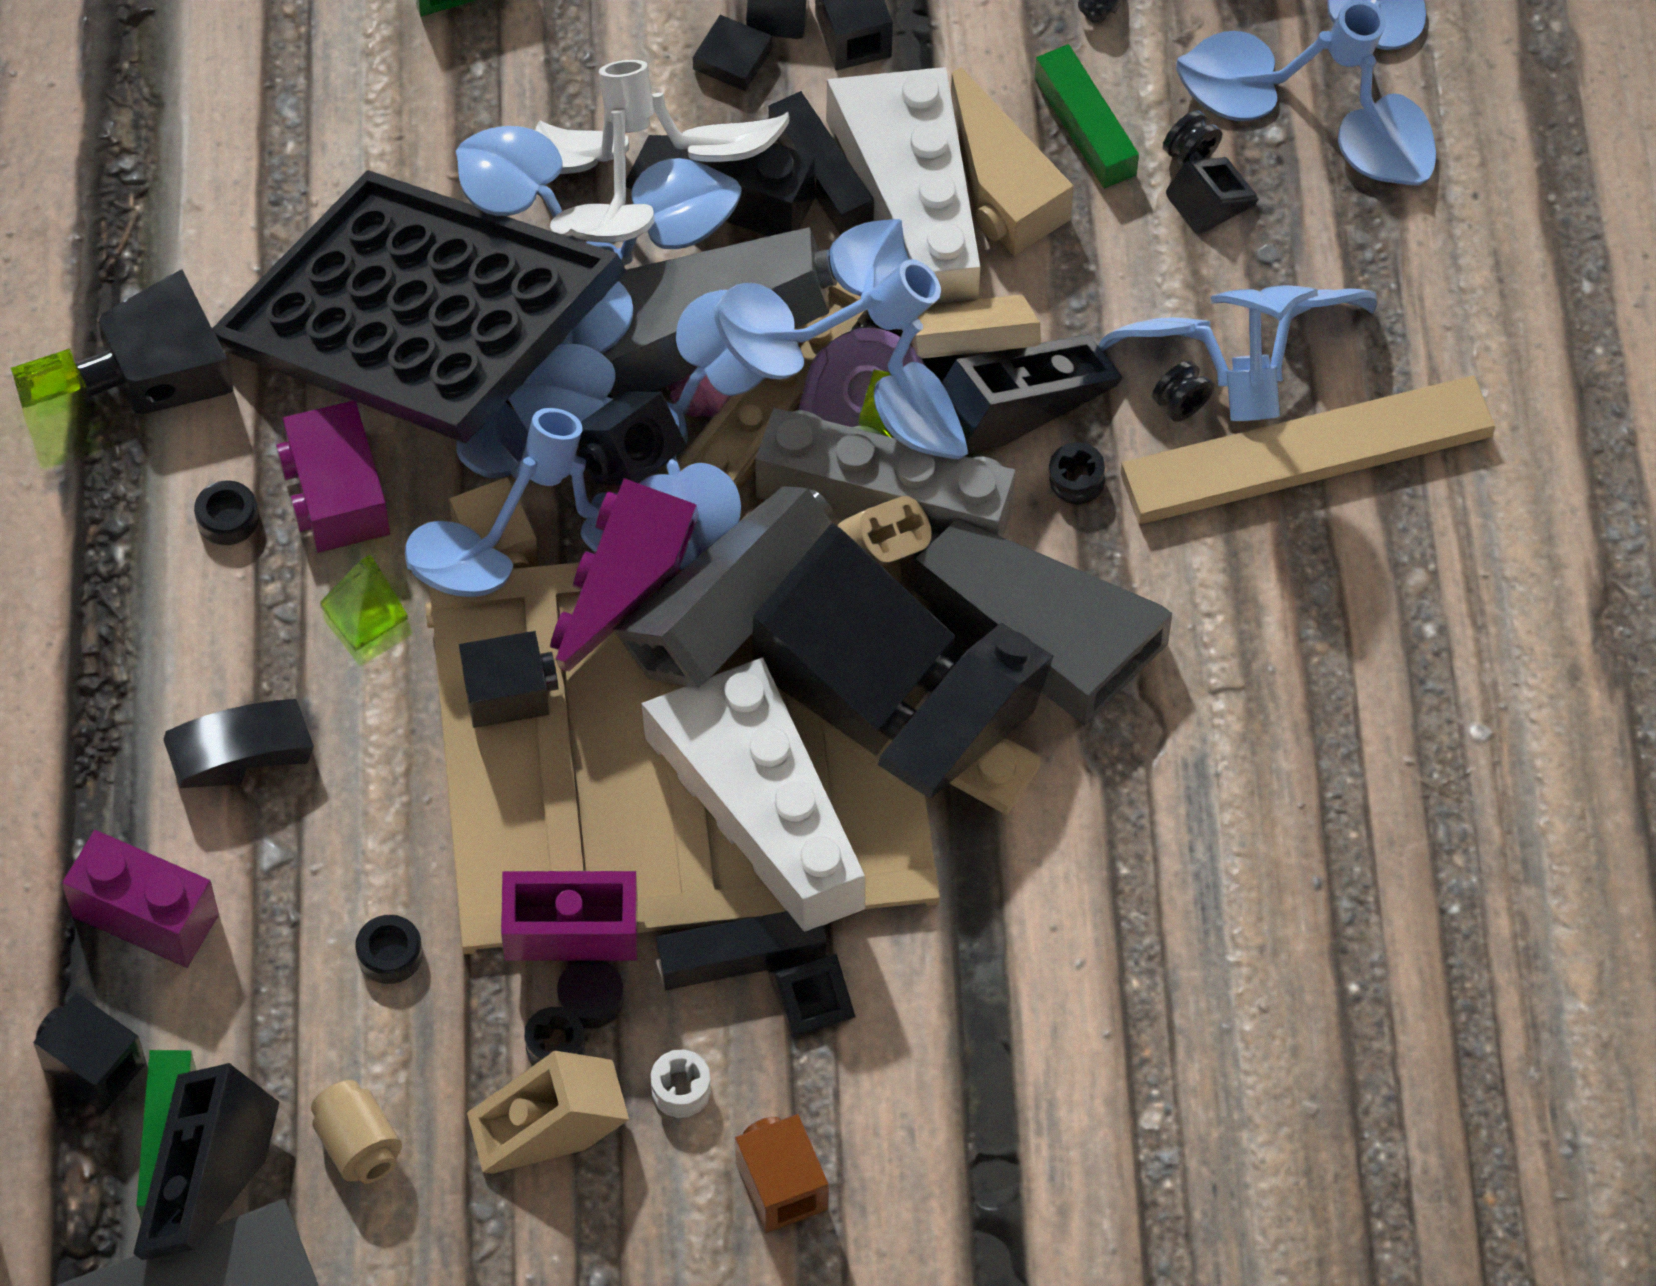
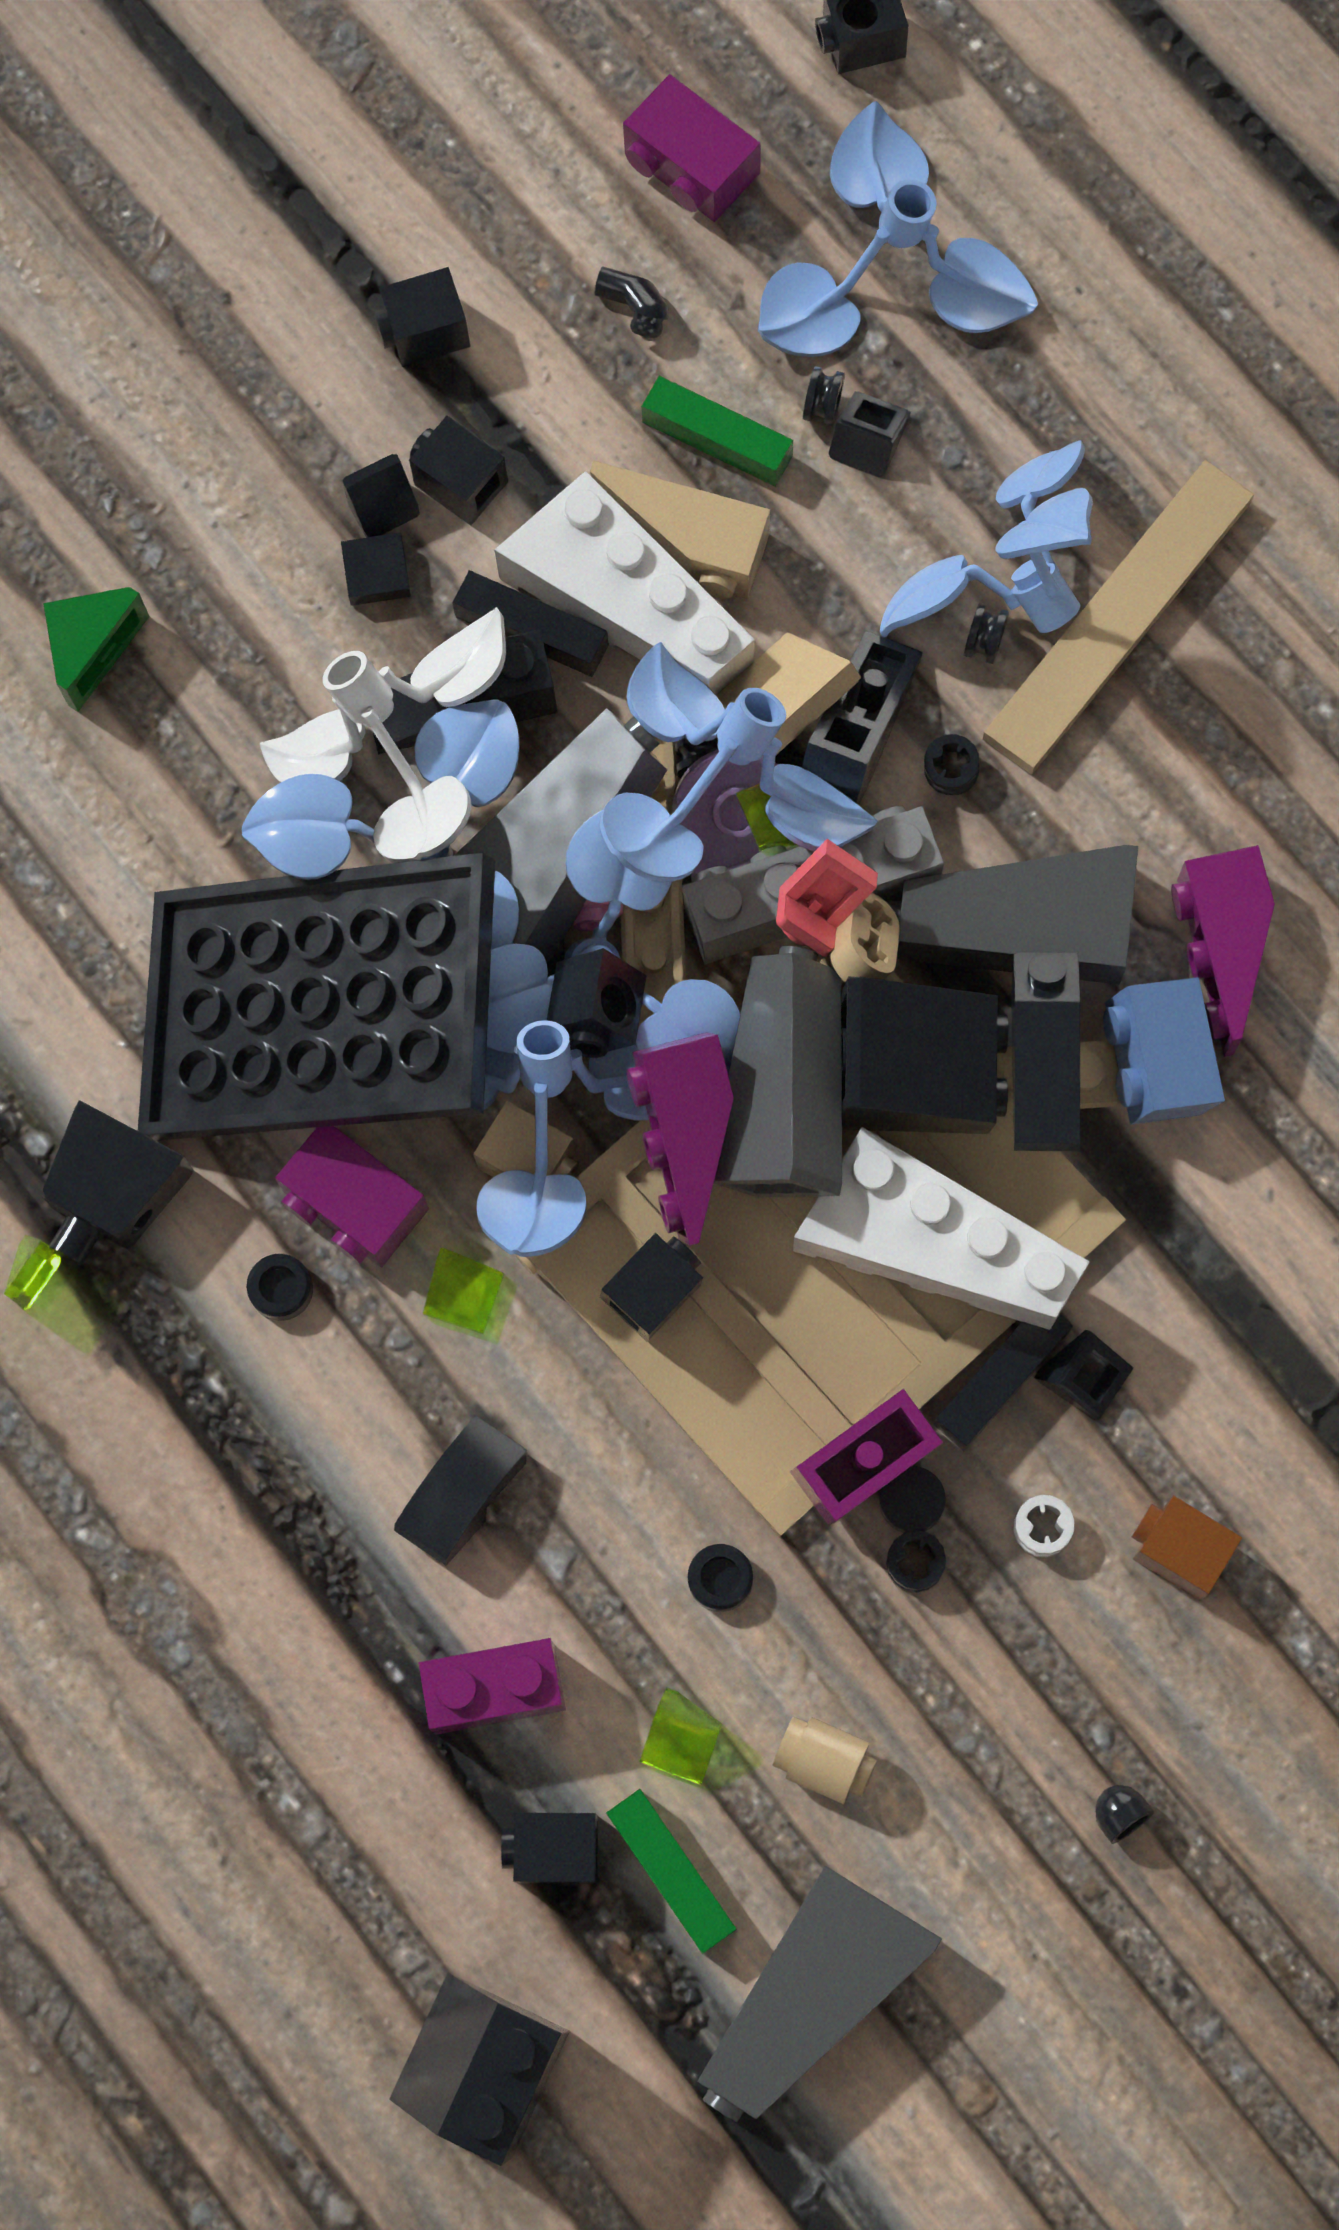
camera: 30 degrees left, 15 degrees up
(207, 1156) = (737, 1885): black slope -> none
(257, 1040) = (681, 1738): none -> clear neon green slope
(548, 1112) = (964, 1632): tan slope -> none
(871, 473) = (823, 896): none -> coral bracket
(1069, 784) = (1163, 1051): none -> medium blue brick
(1207, 735) = (1229, 920): none -> magenta slope

